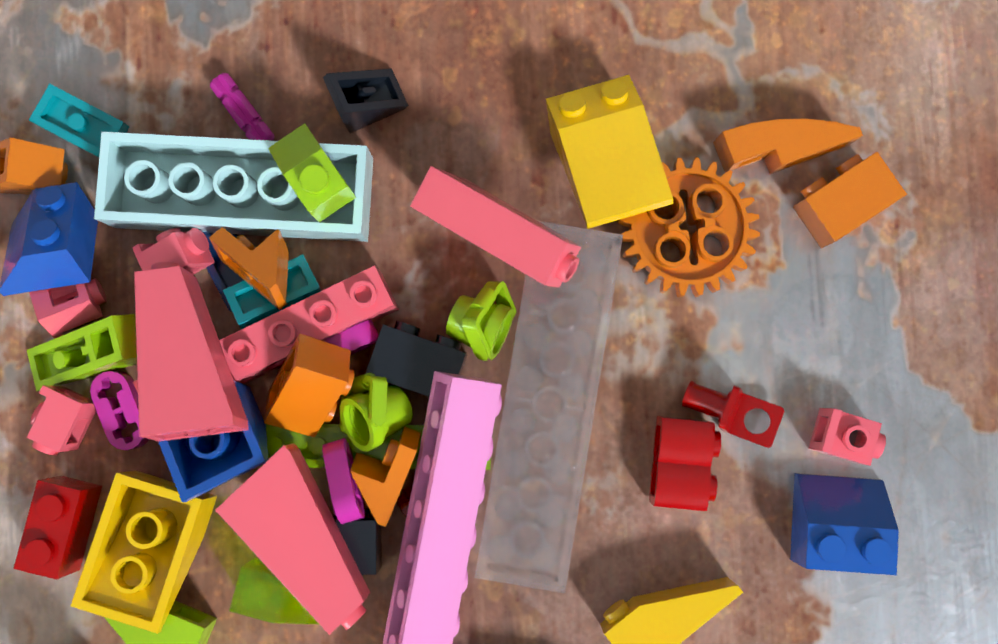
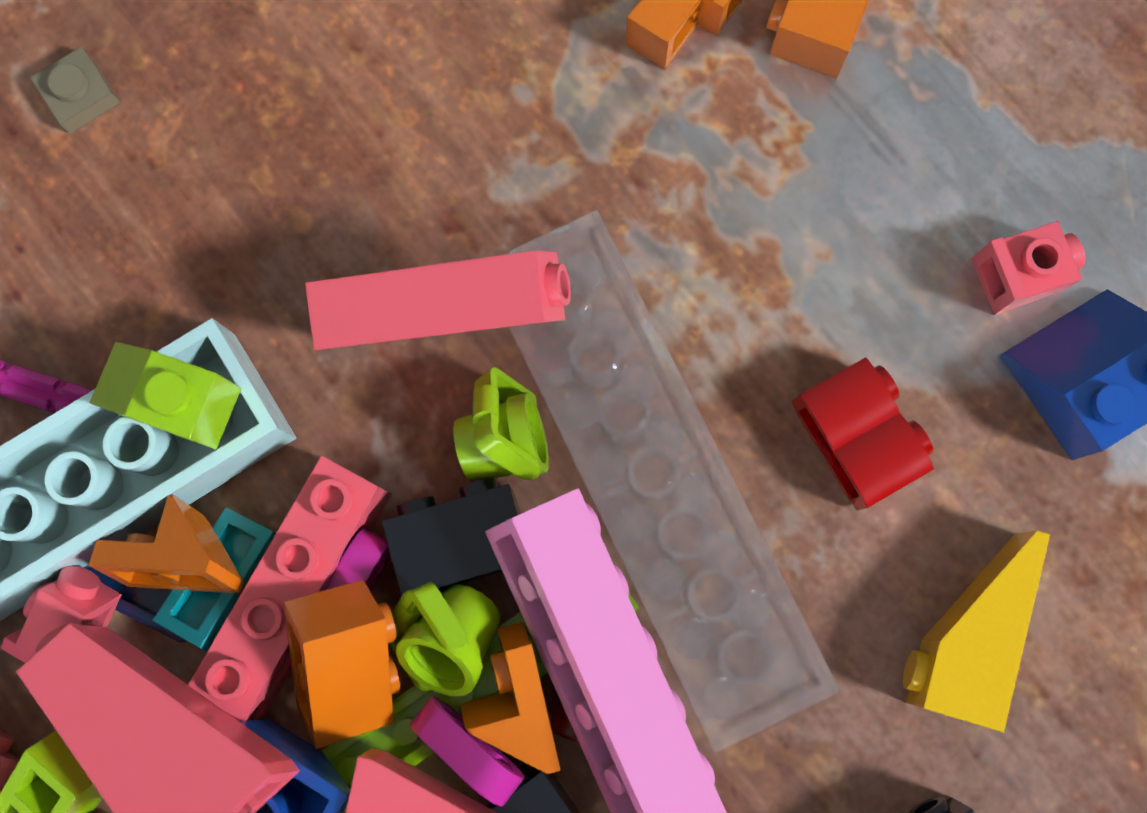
camera: 30 degrees left, 5 degrees down
(365, 96) = (173, 268): black slope -> none
(608, 151) = (509, 128): yellow slope -> none
(727, 224) = (708, 122): orange gear -> none
(731, 411) = (874, 330): red bracket -> none

